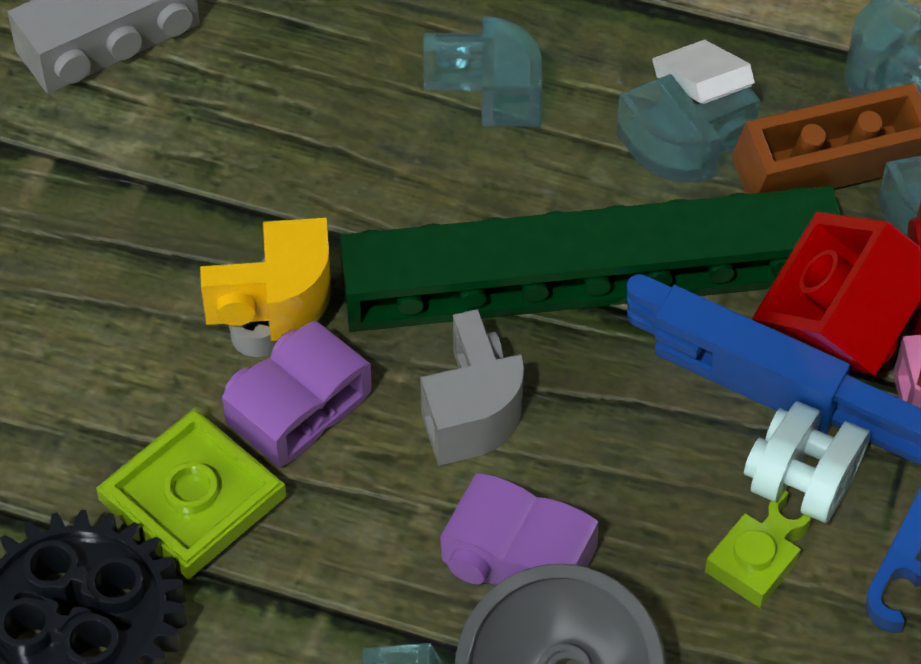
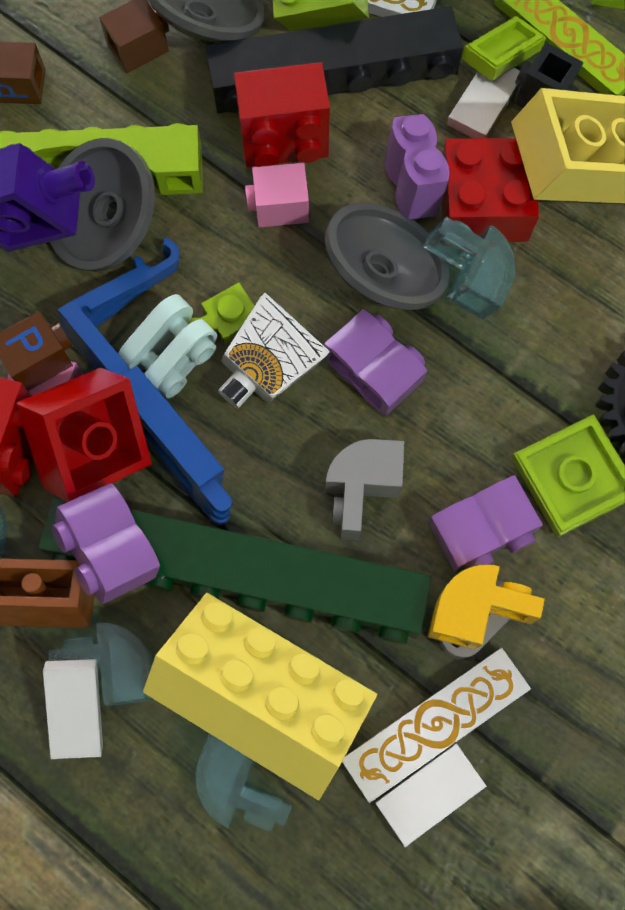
camera: 160 degrees left, 20 degrees up
(272, 130) = (430, 794): none -> white tile
(290, 185) = (435, 725): none -> white tile
(500, 125) = (259, 694): none -> light yellow brick
(666, 497) = (268, 354): none -> white torso
(749, 181) = (105, 543): none -> medium lavender brick

